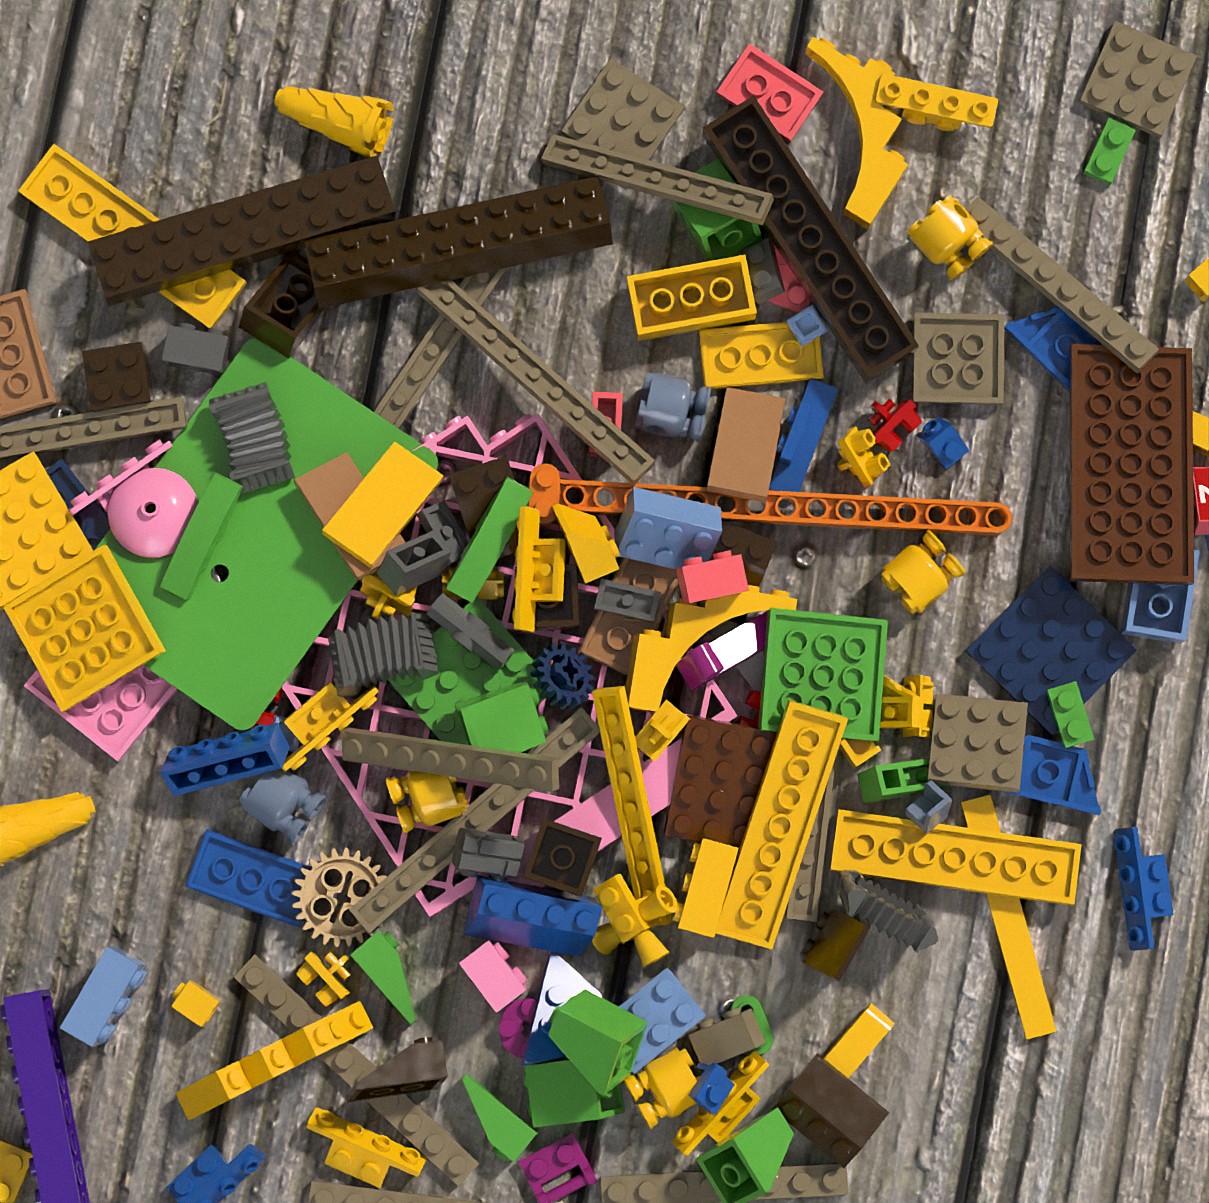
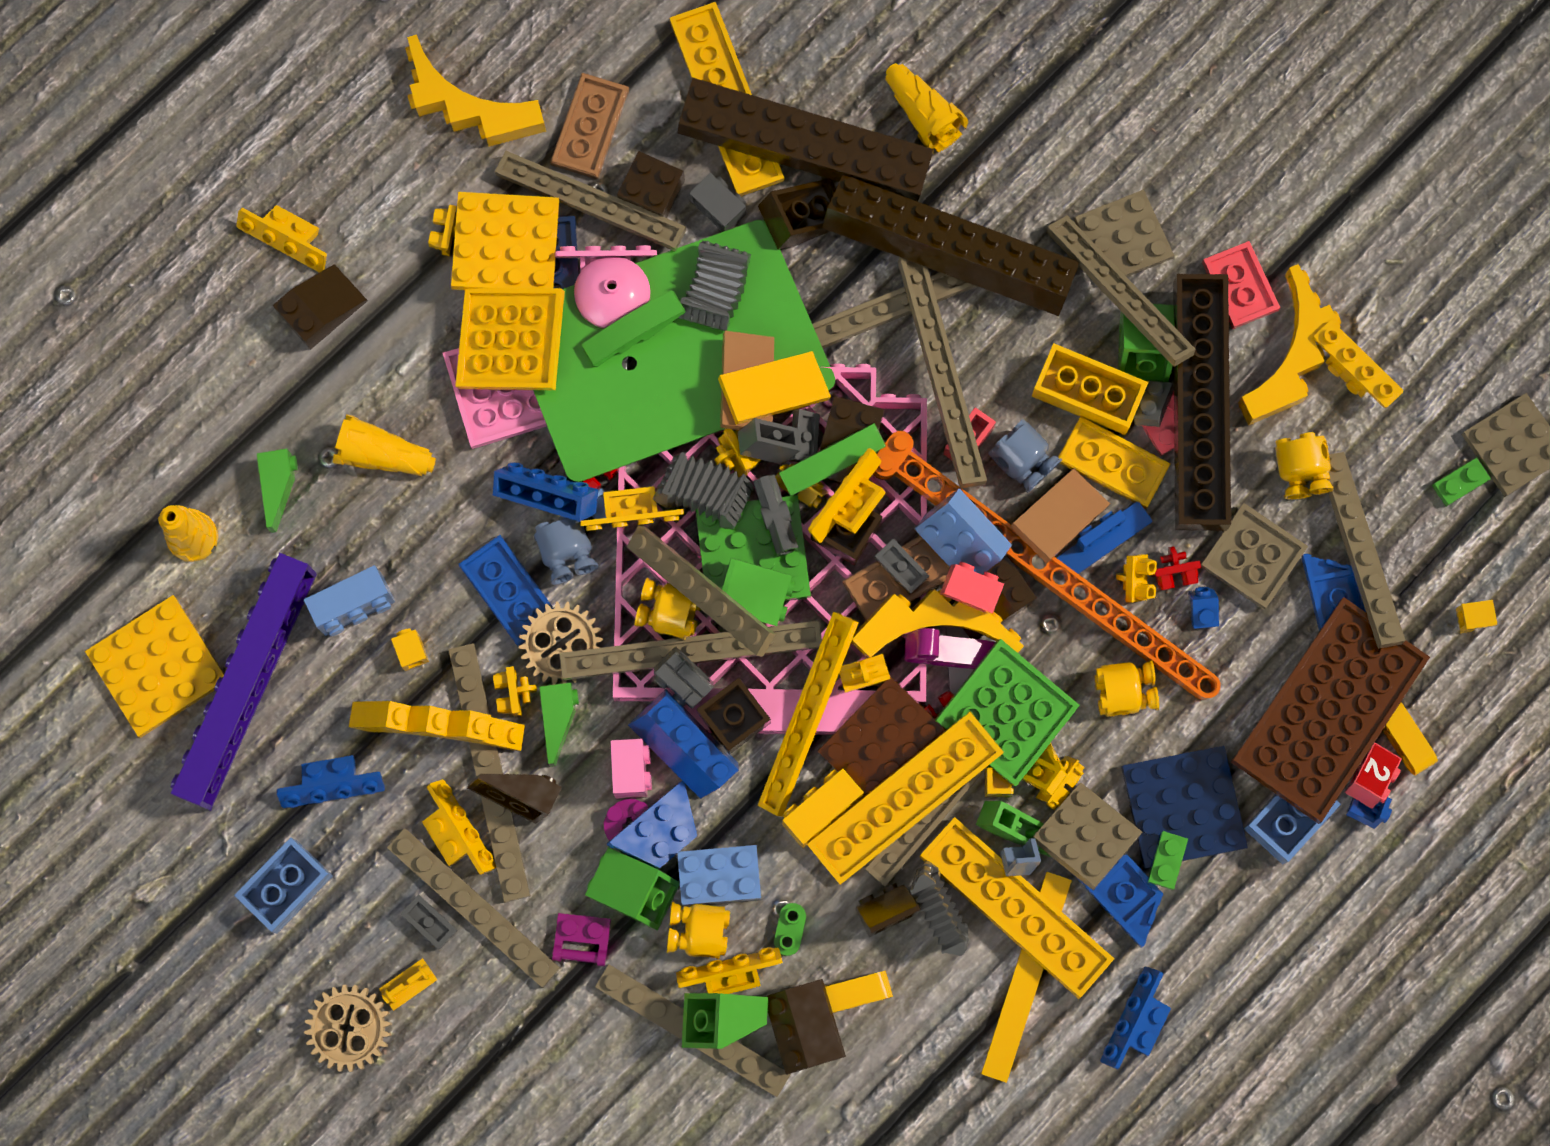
camera: 35 degrees right, 5 degrees down
(502, 1126) = (563, 879): bright green slope -> none
(562, 676) = (820, 589): dark blue gear -> none
(588, 542) = (901, 506): yellow slope -> none
(597, 1038) = (672, 859): bright green slope -> none
(632, 918) = (754, 794): yellow brick -> none
(711, 1087) = (729, 950): blue bracket -> none
(726, 1038) = (765, 924): dark tan brick -> none
(806, 325) = (1159, 462): light blue tile -> none

